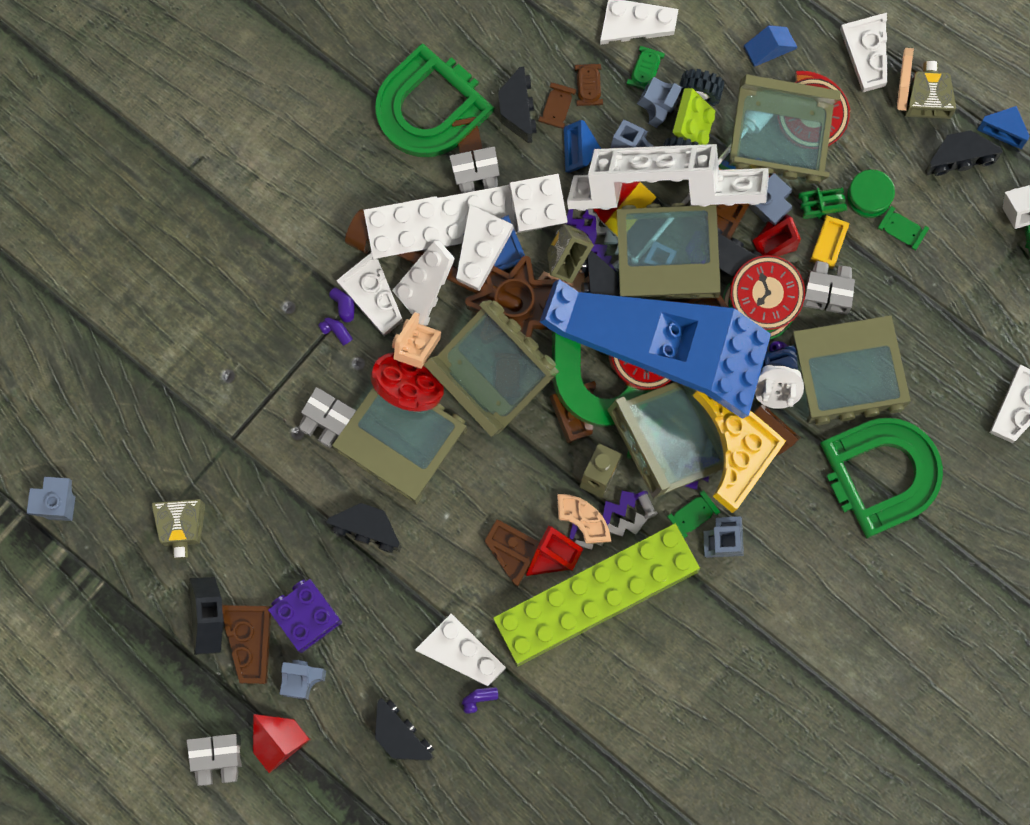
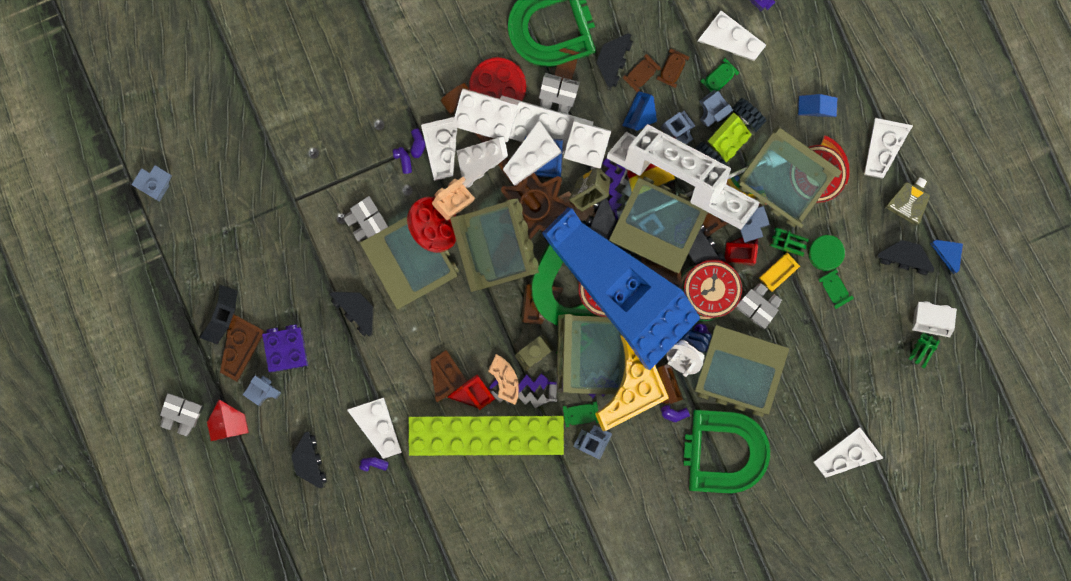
camera: 25 degrees right, 10 degrees up
(179, 524) = (230, 243): olive torso -> none
(399, 185) = (498, 78): none -> red tile
(800, 461) = (672, 415): none -> dark purple arm
(905, 78) = (898, 181): light nougat tile -> none

